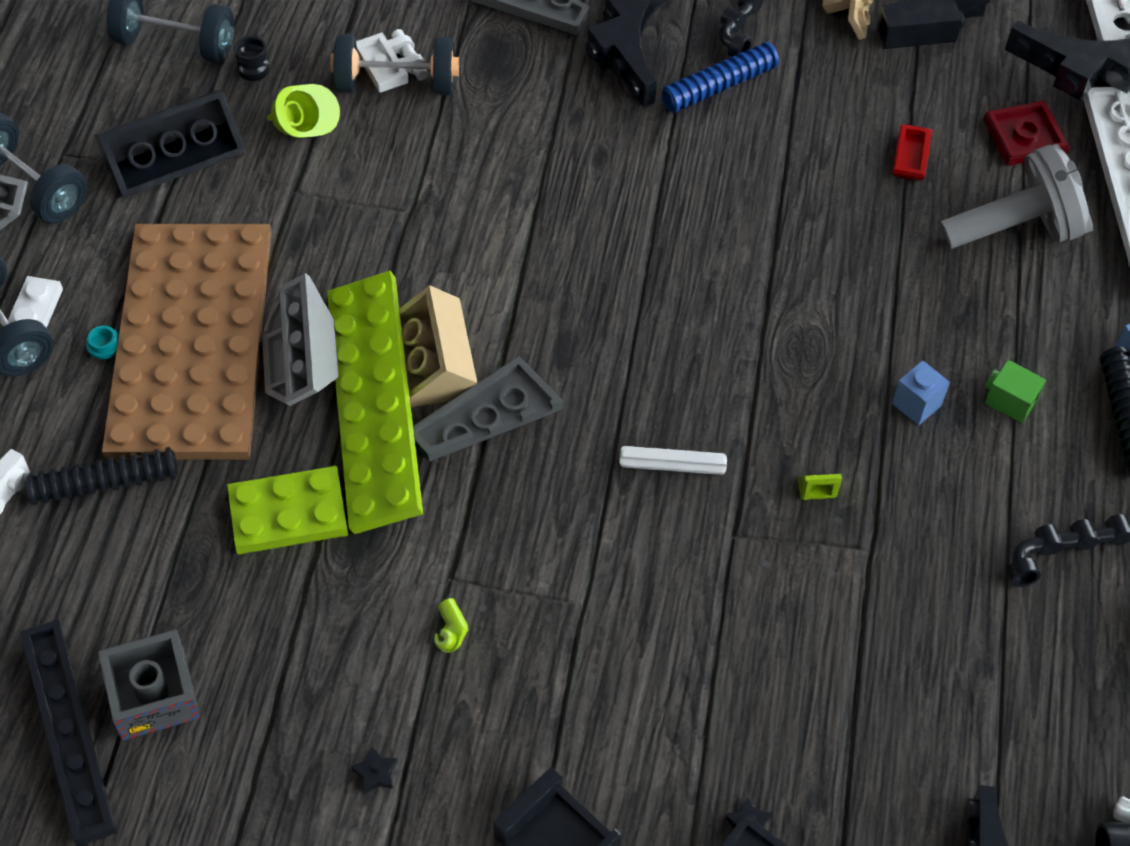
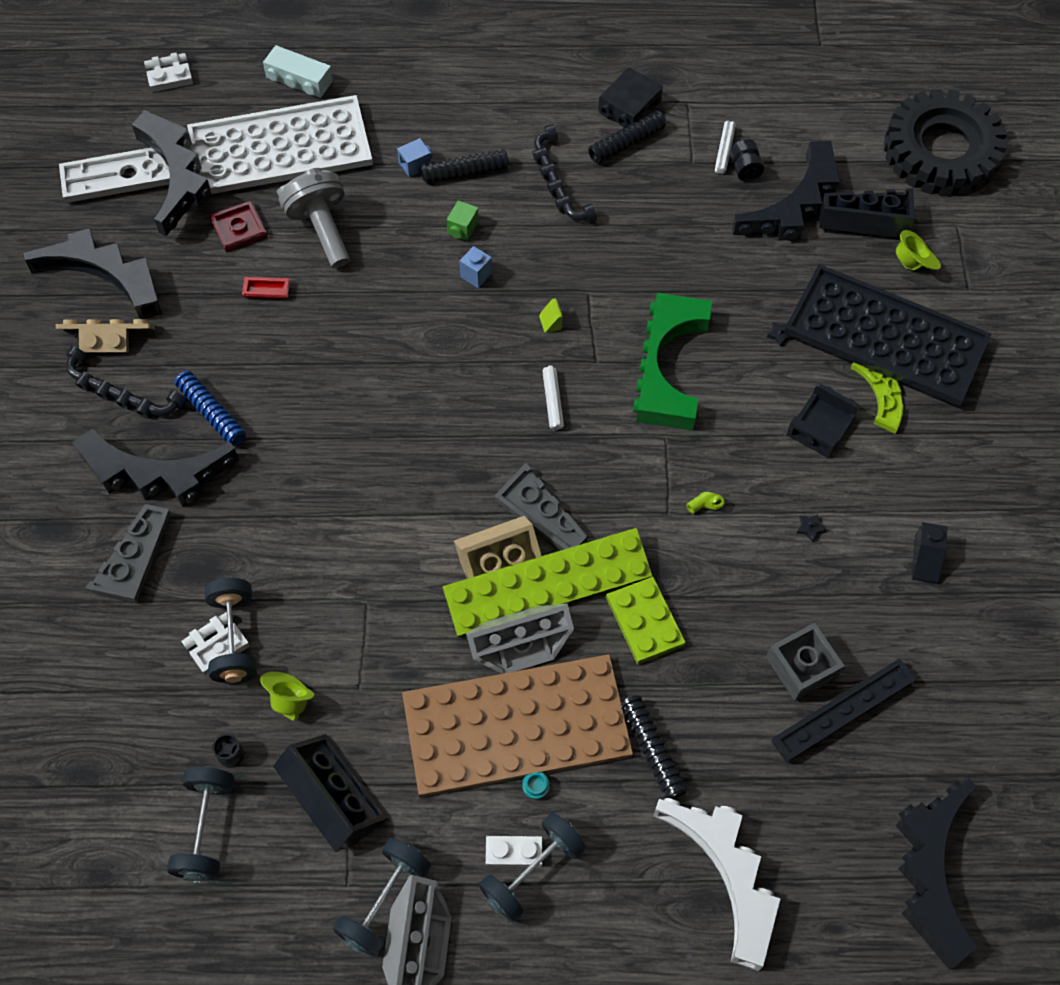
camera: 100 degrees left, 5 degrees up
(645, 592) = (658, 400): none -> green arch

